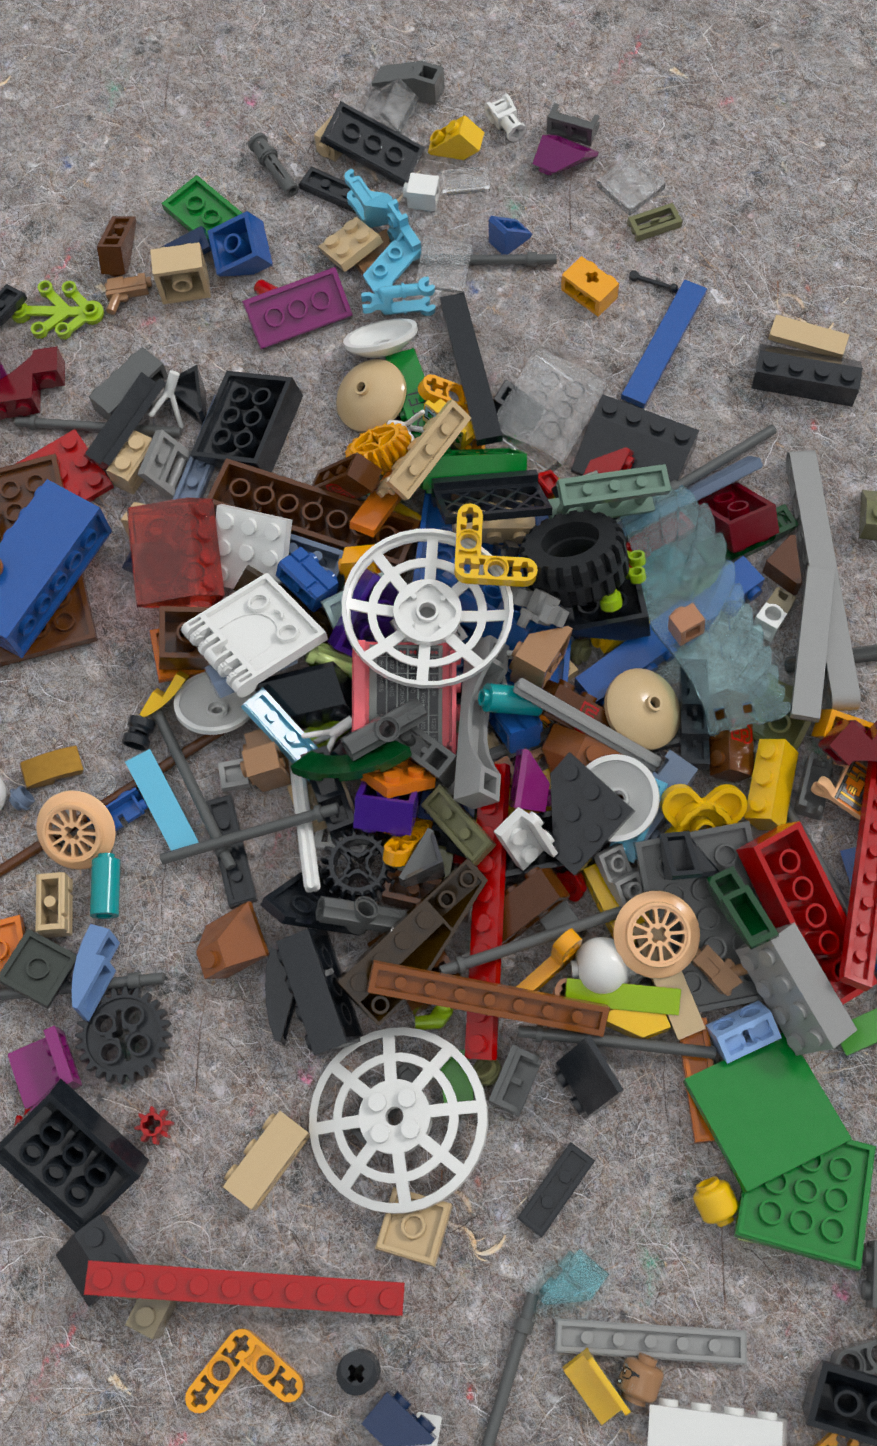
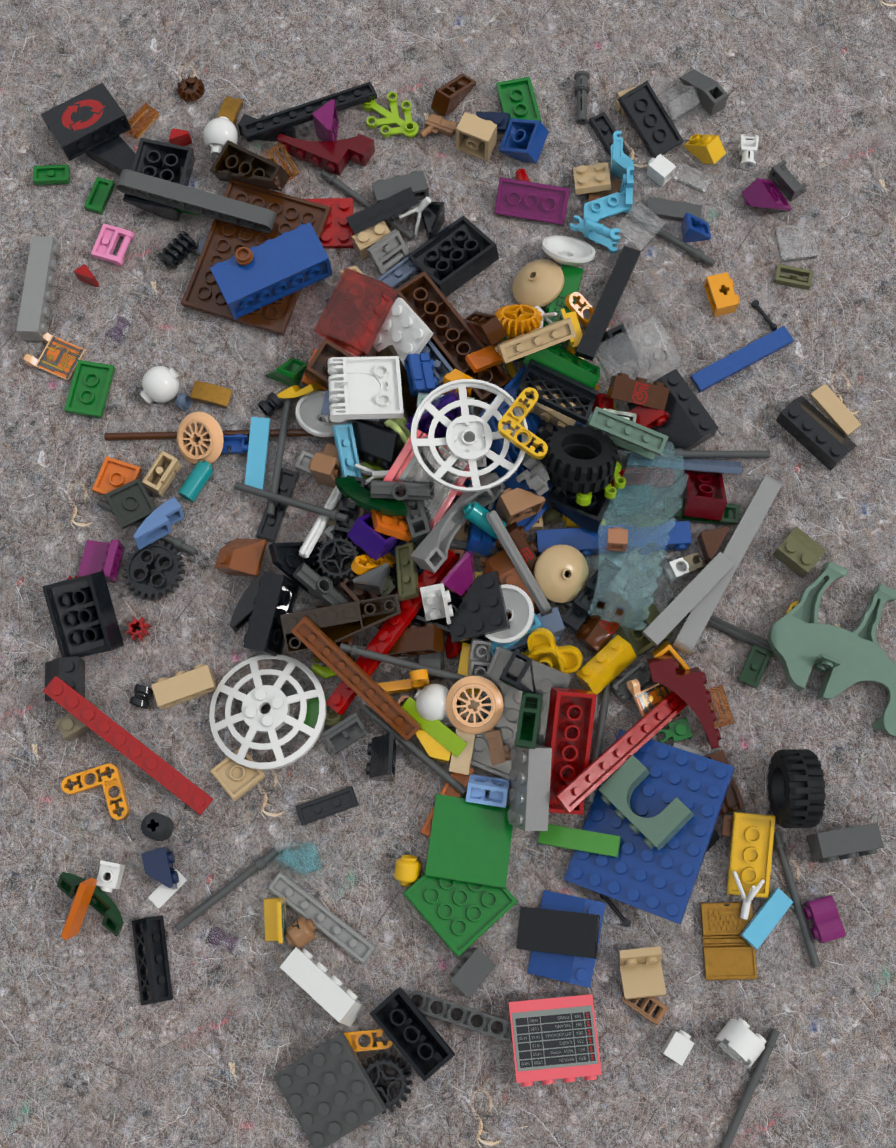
camera: 30 degrees right, 5 degrees up
(136, 680) = (289, 373): none -> green slope
(216, 1204) = (144, 692): none -> black wheel
(468, 226) = (673, 209): none -> dark grey tile
(580, 443) = (638, 391): none -> reddish brown brick

